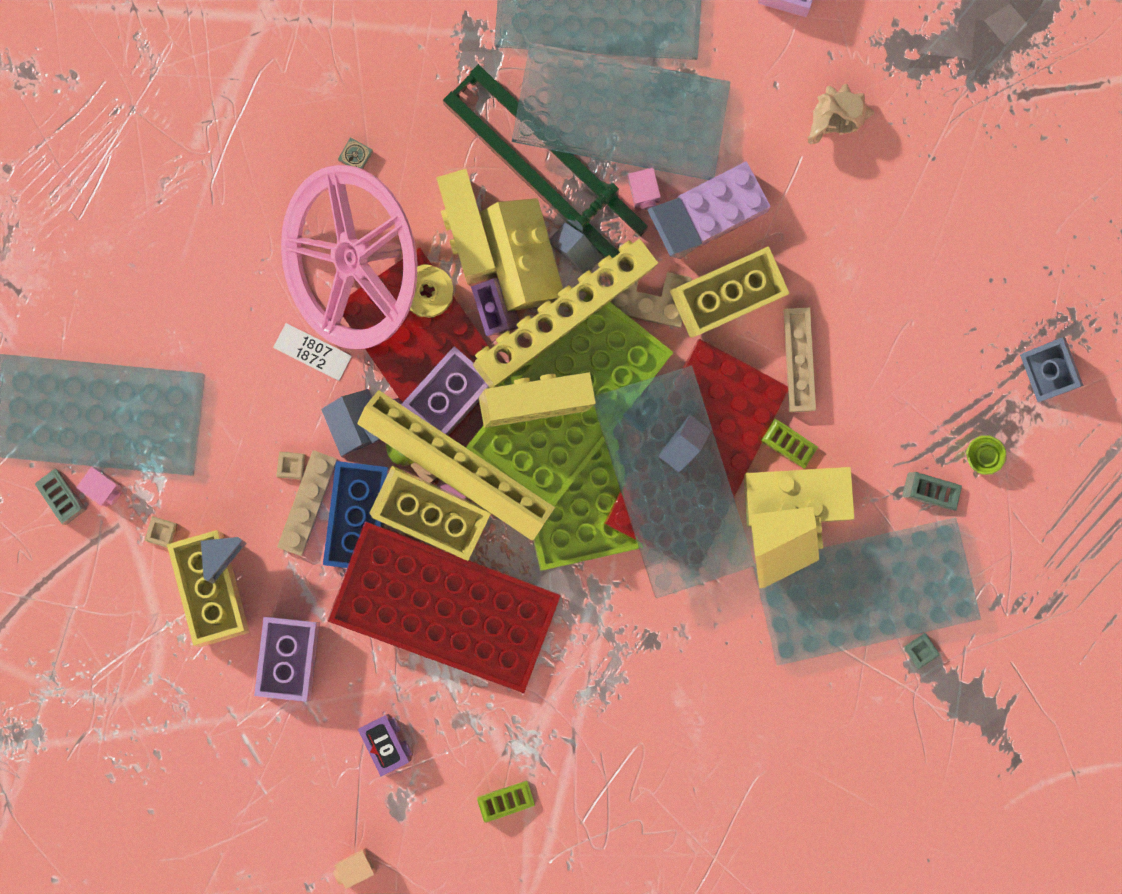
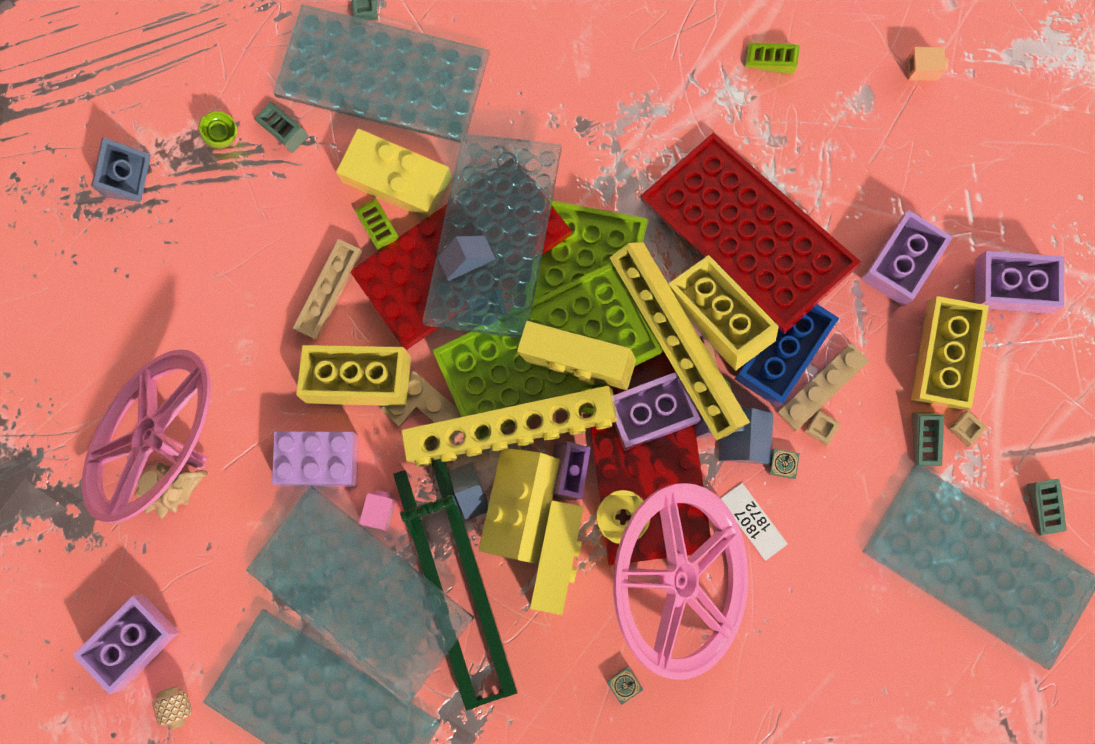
camera: 155 degrees left, 5 degrees down
(100, 487) = (1008, 494): bright pink brick -> none
(174, 688) = (1019, 282): none -> lavender brick
(205, 521) = (938, 430): none -> sand green slope
(218, 555) = (931, 372): sand blue slope -> none
(309, 415) = (784, 464): none -> tile
(385, 744) = (853, 149): brick -> none
(675, 228) = (369, 456): sand blue slope -> none
(785, 542) = (428, 136): light yellow slope -> none
(874, 141) = (146, 437): none -> bright pink wheel

